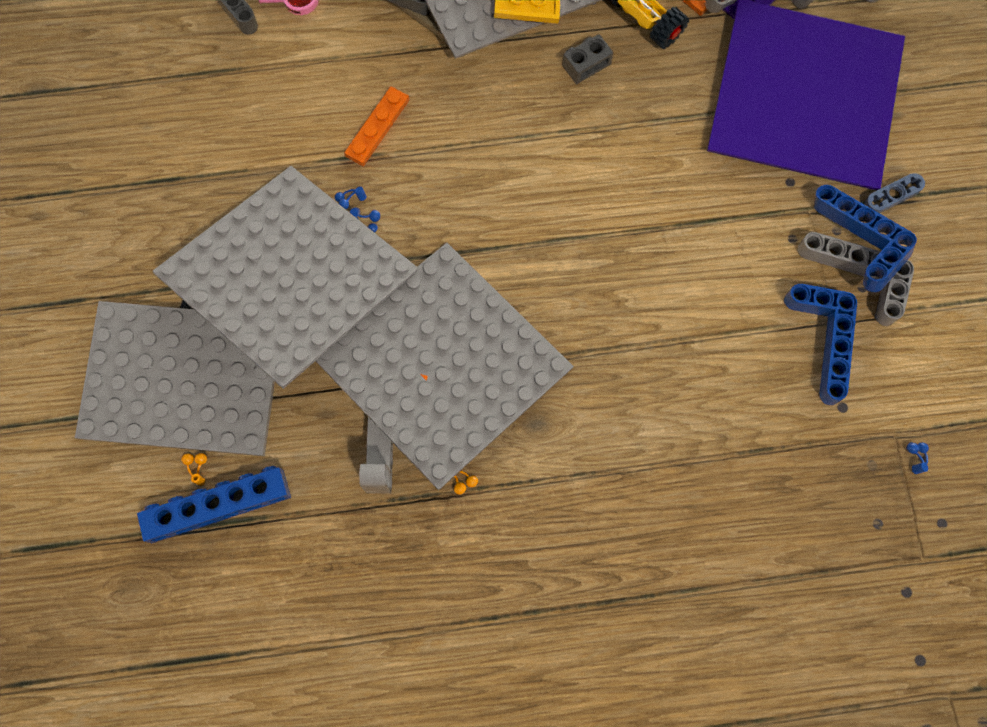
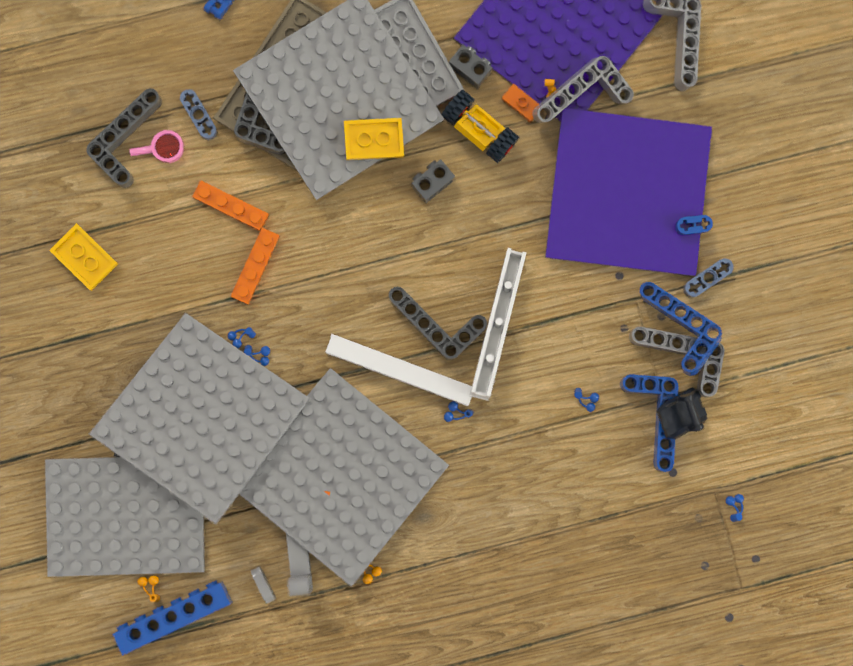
camera: 15 degrees left, 10 degrees up
(188, 94) = (83, 257): none -> yellow plate
(331, 479) = (263, 585): none -> light grey beam
(359, 62) = (230, 205): none -> orange plate
(528, 252) = (399, 370): none -> white tile
(573, 210) = (434, 327): none -> dark grey beam
(584, 301) = (453, 406): none -> blue piece
(646, 214) = (497, 325): none -> white tile
(753, 310) = (594, 397): none -> blue piece
(860, 334) = (682, 414): none -> black shield
(881, 132) = (694, 229): none -> blue beam

